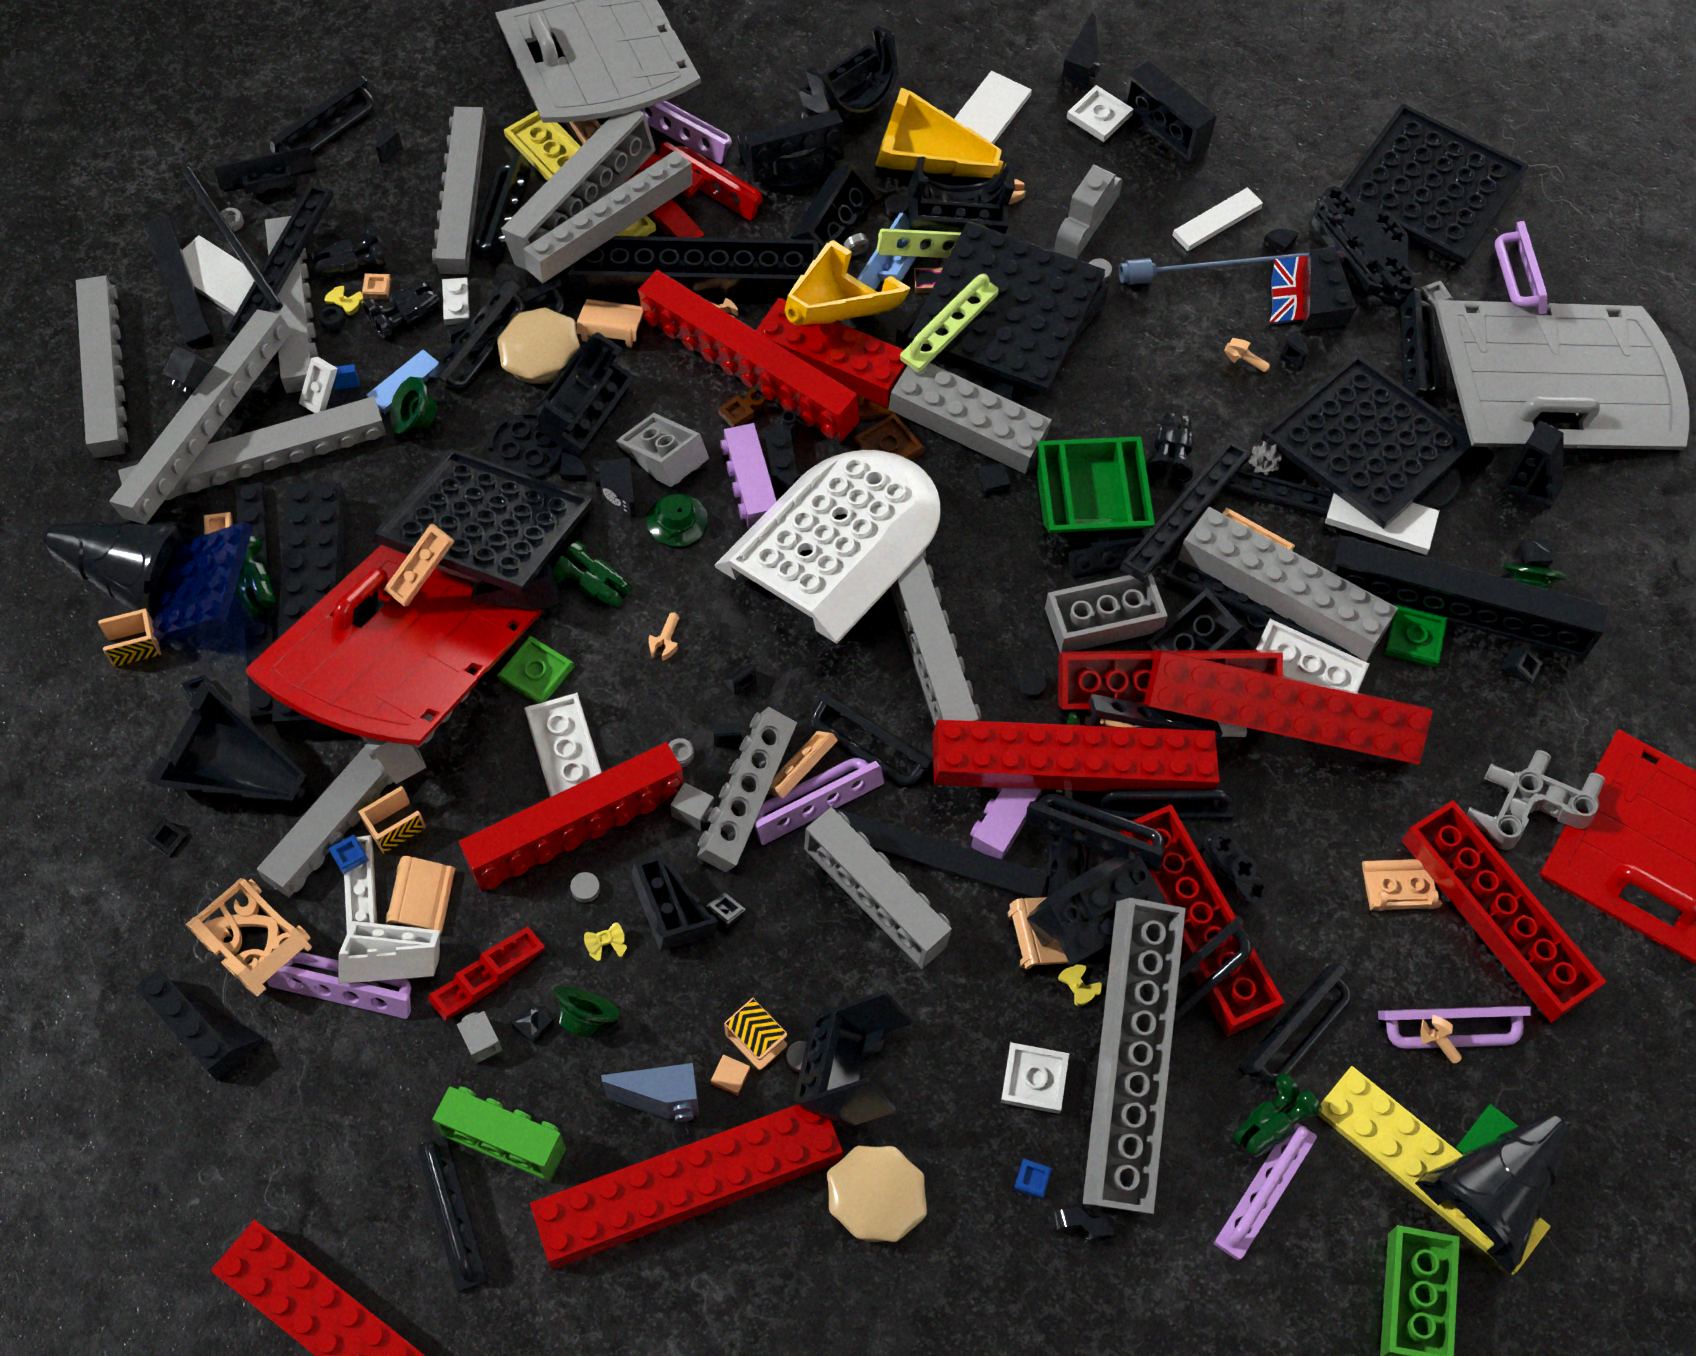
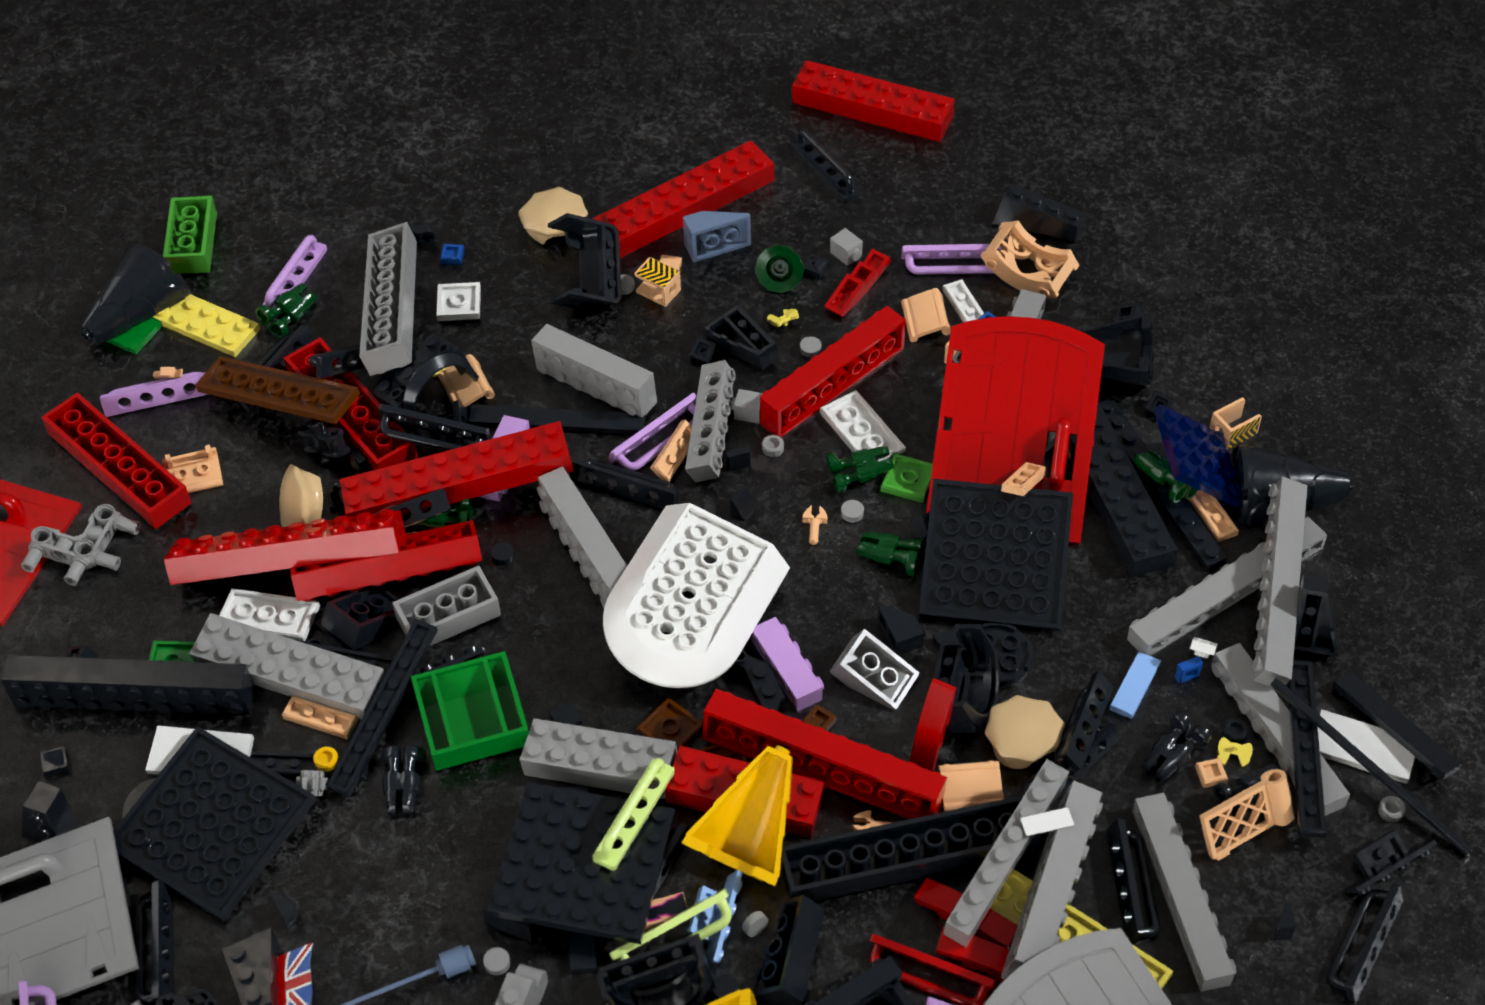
camera: 170 degrees right, 10 degrees down
(101, 367) = (1411, 632): light grey brick -> none
(336, 228) = (1273, 802): none -> light nougat piece
(387, 953) = (931, 267): white wedge -> none
(412, 406) = (1108, 647): dark green hat -> none
(455, 300) = (1128, 775): white plate -> none
(500, 1133) = (808, 193): bright green brick -> none
(565, 208) = (1047, 821): none -> white sticker
(587, 685) = (863, 461): none -> dark green piece
(617, 642) = (852, 511): none -> light grey tile
(630, 342) = (932, 724): none -> red slope
(676, 527) = (839, 619): dark green hat -> none
(1238, 349) = (340, 889): light nougat bar -> none
(1249, 481) = (326, 759): none -> yellow tile
(1267, 763) = (300, 497): none -> tan piece
(1296, 936) = (278, 389): none -> reddish brown plate
(1534, 575) = (60, 722): dark green hat -> none

